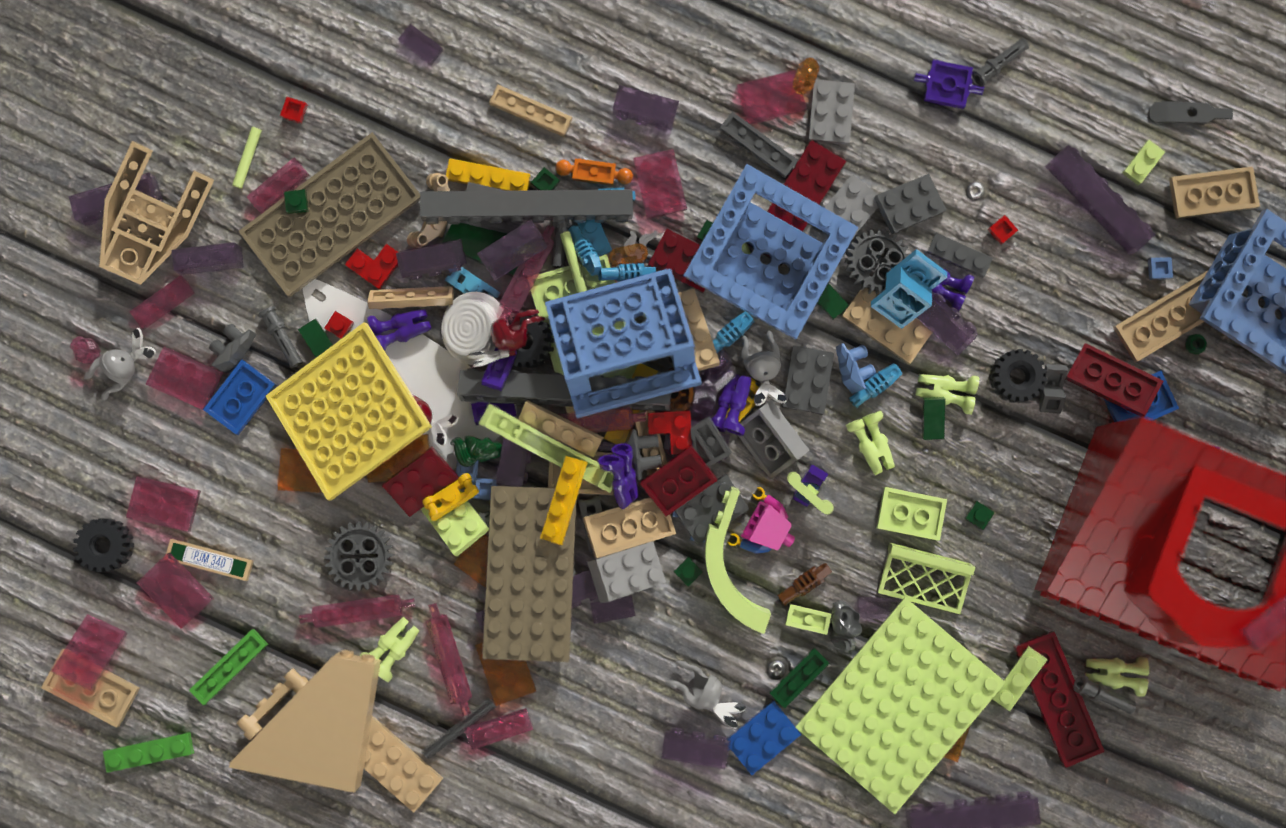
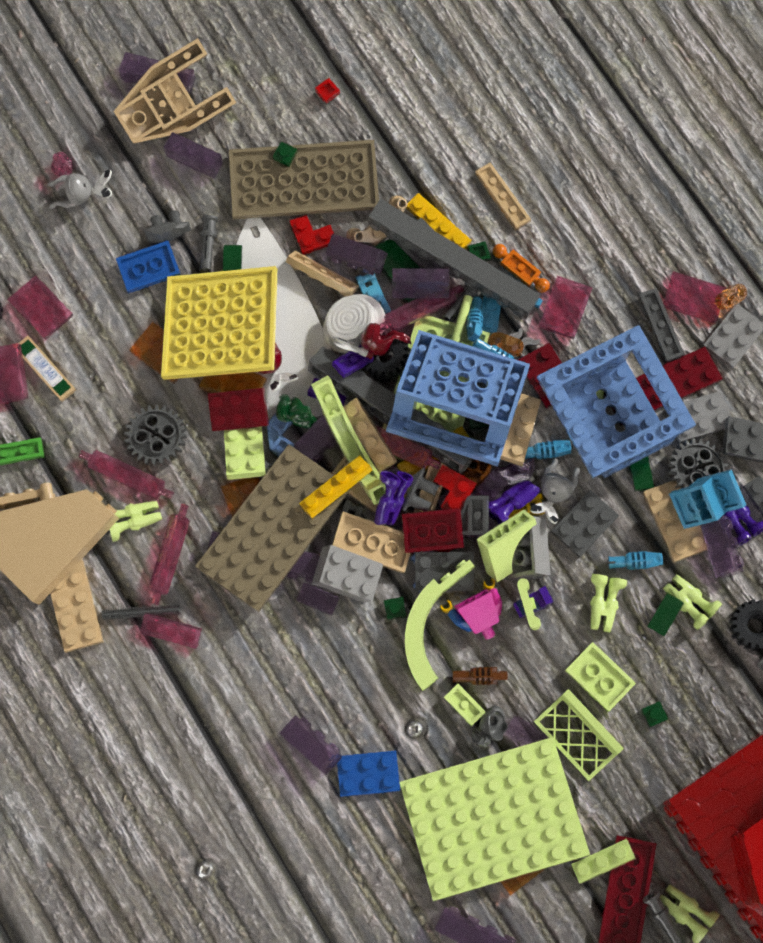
camera: 40 degrees right, 10 degrees down
(162, 302) = (139, 166): clear pink plate -> none
(184, 378) = (117, 228): clear pink plate -> none
(246, 158) = (270, 103): yellowish green piece -> none
(275, 186) = (273, 136): clear pink plate -> none
(339, 325) = (255, 259): red plate -> none
(403, 323) = (305, 291): dark purple piece -> none
(420, 44) = (452, 101): clear purple tile -> none
(450, 497) = (252, 433): yellow plate -> none
(506, 678) = (203, 597): clear orange plate -> none
(645, 108) = (591, 245): clear purple brick -> none
(707, 695) = (346, 710): light grey hair -> none
(749, 454) = (501, 542): none -> yellowish green arch
(799, 678) = (427, 745): dark green plate -> none
(851, 374) = (621, 541): medium blue connector -> none

